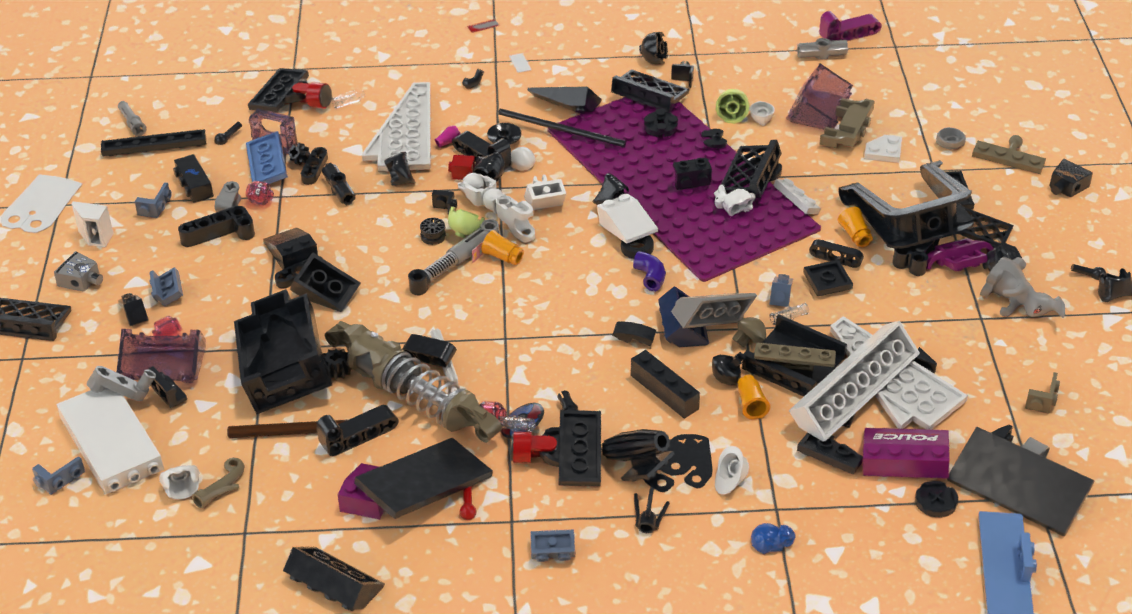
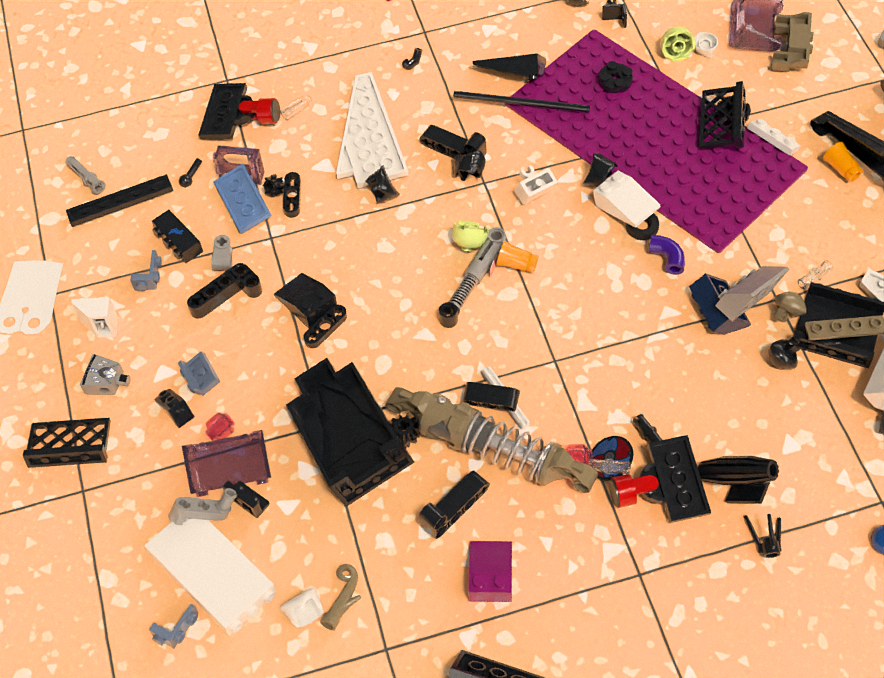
camera: 10 degrees left, 15 degrees up
(259, 193) = (251, 241): clear pink head -> none
(273, 429) = (380, 517): reddish brown axle -> none
(324, 284) = (358, 338): black slope -> none
(338, 184) = (326, 213): black piece -> none
(423, 477) = (542, 551): black tile -> none
(431, 231) = (434, 248): black wheel -> none
(443, 199) = (438, 211): black bracket -> none
(447, 136) = (413, 132): dark pink cone -> none
(461, 166) = (441, 168): red brick -> none
(467, 510) = (594, 573): red bar -> none
(507, 131) = (467, 119): black dish -> none
(510, 211) = (504, 210): white piece -> none
(520, 62) = (449, 28): white sticker -> none
(522, 158) = (496, 145): white hair -> none
(552, 544) = (692, 596): sand blue bracket -> none
(628, 330) = (678, 328): black slope -> none
(648, 90) = (584, 45): black fence -> none
(665, 384) = (730, 384): black brick -> none
(687, 455) = (785, 455): black piece -> none
(692, 173) = (670, 132): black bracket -> none
(716, 138) = (676, 88): black piece -> none
(731, 470) = (828, 472): white piece -> none
(735, 201) = (720, 157): white animal -> none
(752, 398) = (818, 382): light orange plant -> none
(781, 290) = (800, 249): sand blue bracket -> none
(828, 278) = (837, 226): black plate -> none
(829, 256) = (845, 197): black beam -> none
(884, 148) = (834, 63): white plate -> none

